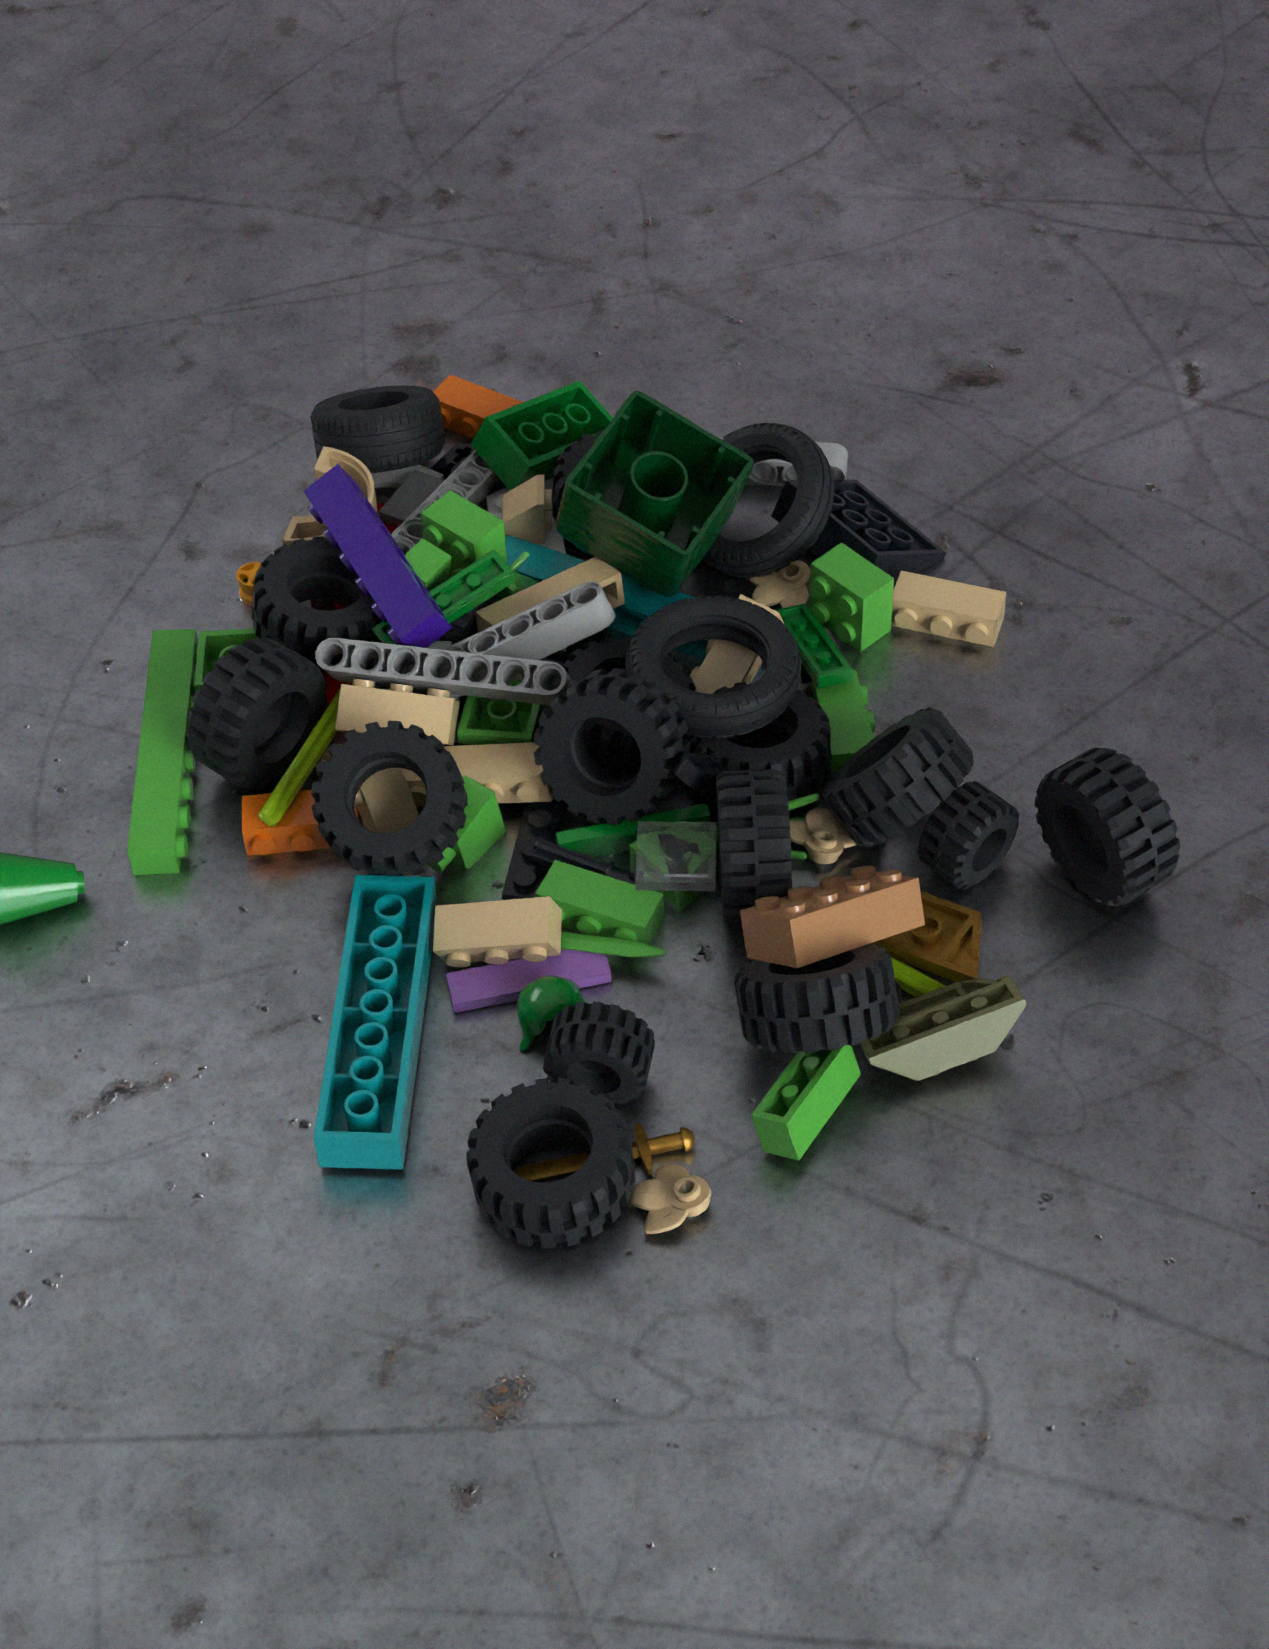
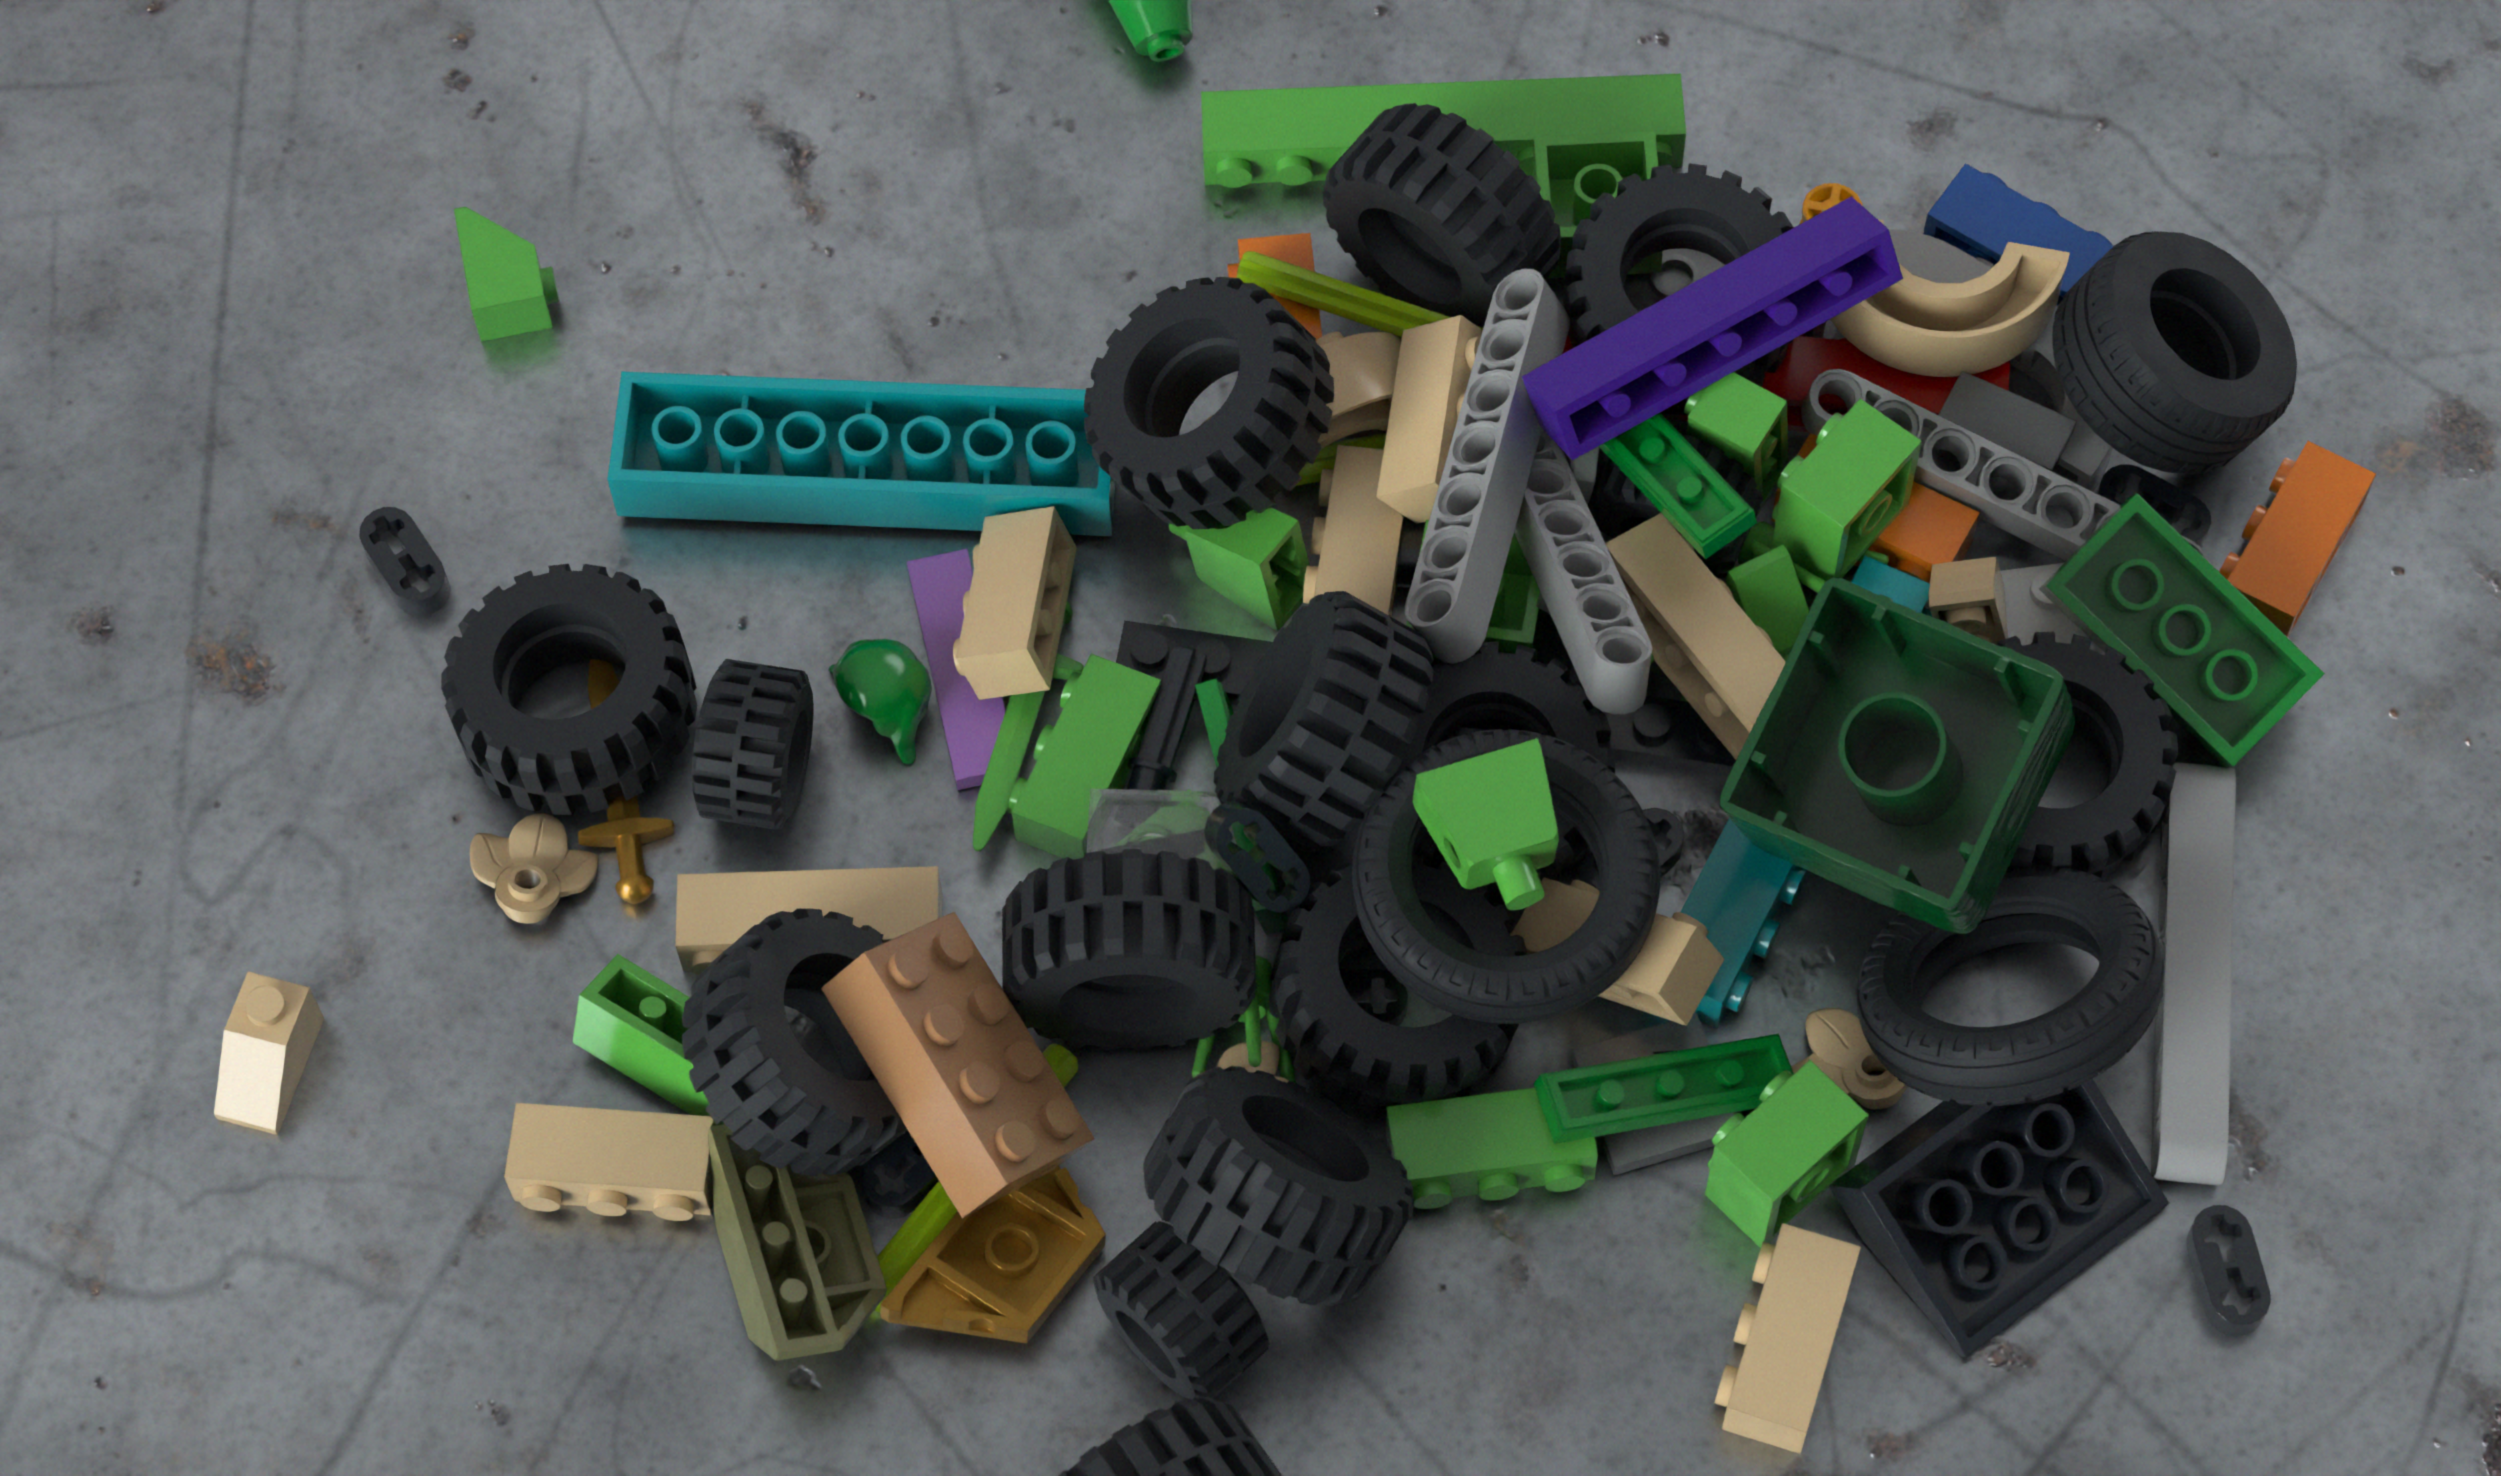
camera: 90 degrees right, 15 degrees up
(205, 1244) = (503, 278): none -> bright green slope
(274, 507) = (1984, 214): none -> blue brick
(431, 1291) = (415, 554): none -> black beam
(698, 640) = (1493, 820): none -> bright green torso
(711, 1041) = (722, 907): none -> tan brick
(813, 1334) = (265, 1051): none -> tan slope
(882, 1133) = (610, 1161): none -> tan brick
(892, 459) = (2214, 1274): none -> black beam

